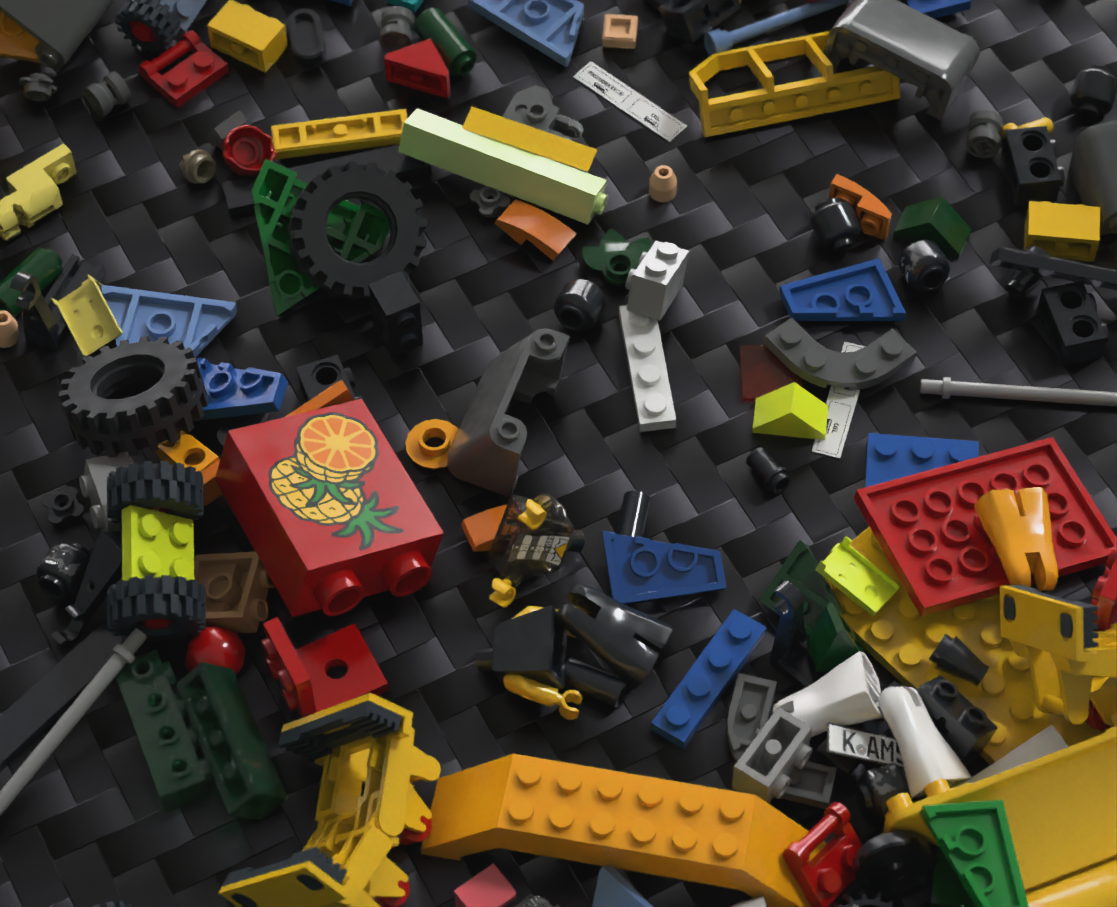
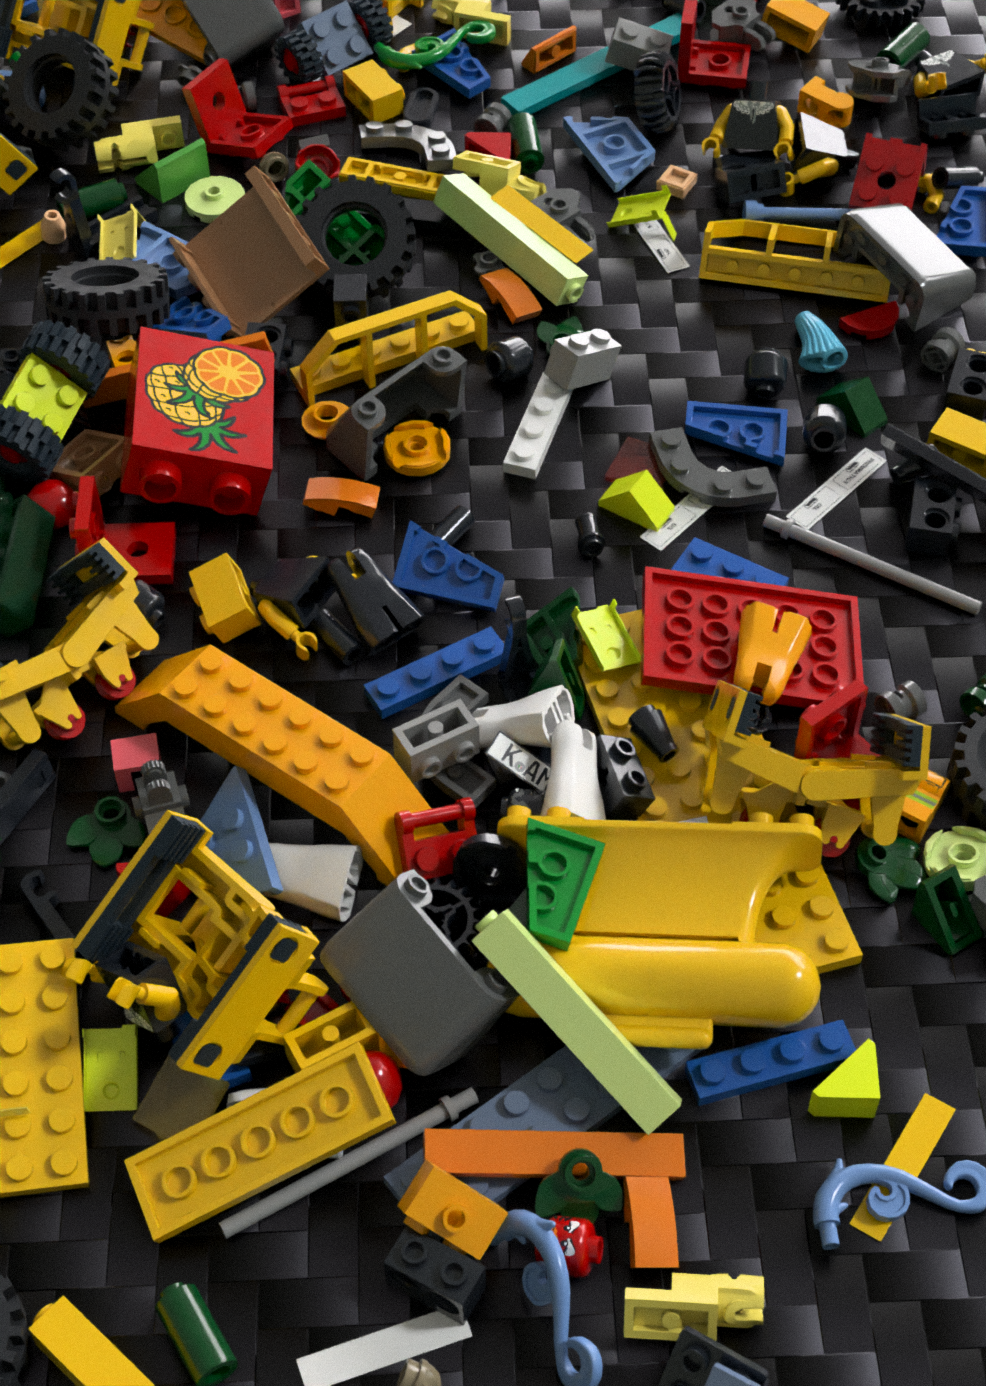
camera: 25 degrees right, 5 degrees down
(92, 211) = (175, 172): none -> bright green slope
(122, 136) = (228, 125): none -> red bracket
(158, 241) = (212, 197): none -> yellowish green plate
(261, 293) = (251, 257): none -> medium nougat panel
(339, 76) = (431, 144): none -> dark grey plate
(438, 353) = (325, 371): none -> yellow plate
(447, 95) = (497, 173): none -> light yellow plate
(464, 689) = (223, 598): none -> yellow brick
(530, 542) = (348, 510): torso -> none
(553, 428) = (417, 448): none -> light orange plate
(609, 80) = (643, 209): none -> neon yellow piece
(663, 184) = (639, 297): light nougat hose -> none
(865, 168) = (820, 346): none -> medium azure piece
(870, 211) = (800, 371): orange slope -> none
(900, 125) = (873, 322): none -> red tile
(963, 324) = (836, 488): none -> white sticker

